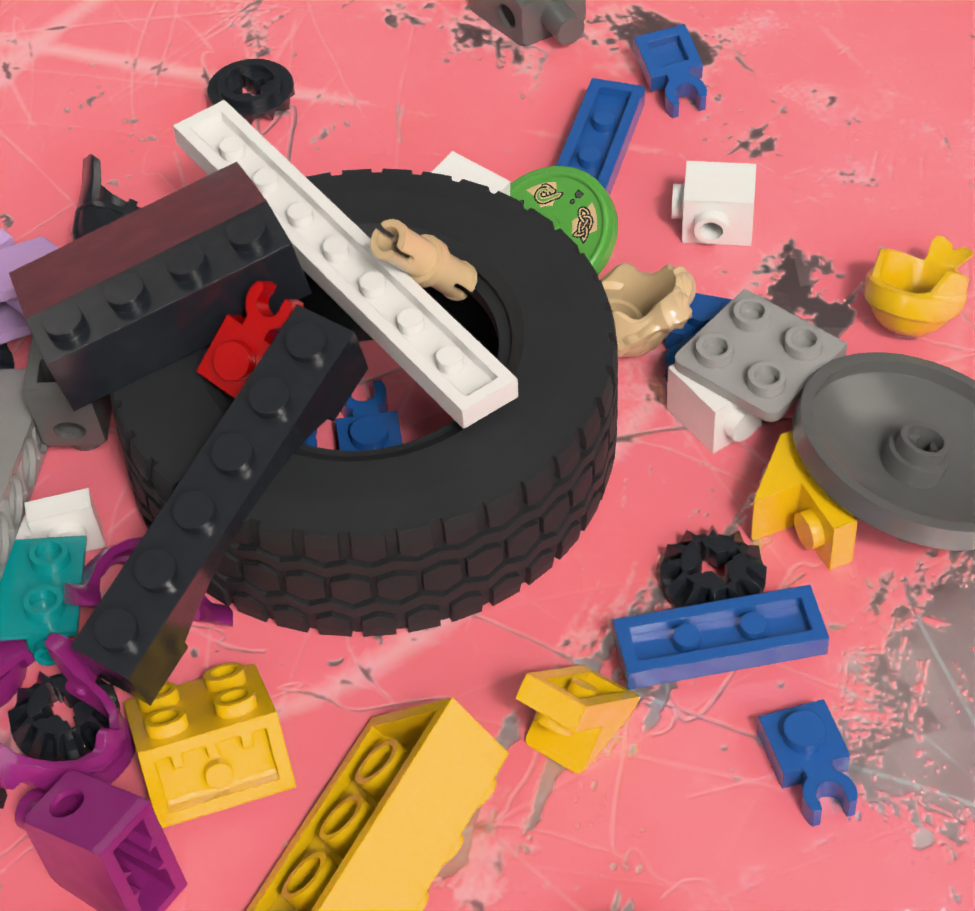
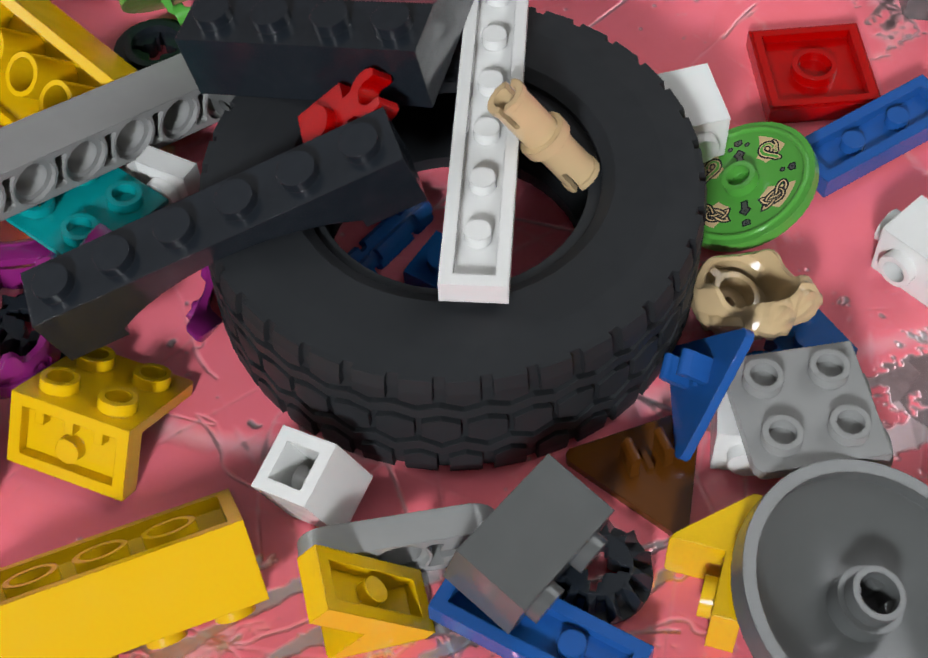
camera: 40 degrees right, 5 degrees up
(451, 650) = (312, 478): none -> white brick
(501, 125) = (811, 72): none -> red tile
(565, 641) = (412, 539): none -> light grey beam
(662, 388) = (699, 380): none -> blue piece
(671, 483) = (641, 472): none -> reddish brown piece
(671, 571) = (528, 544): none -> dark grey brick

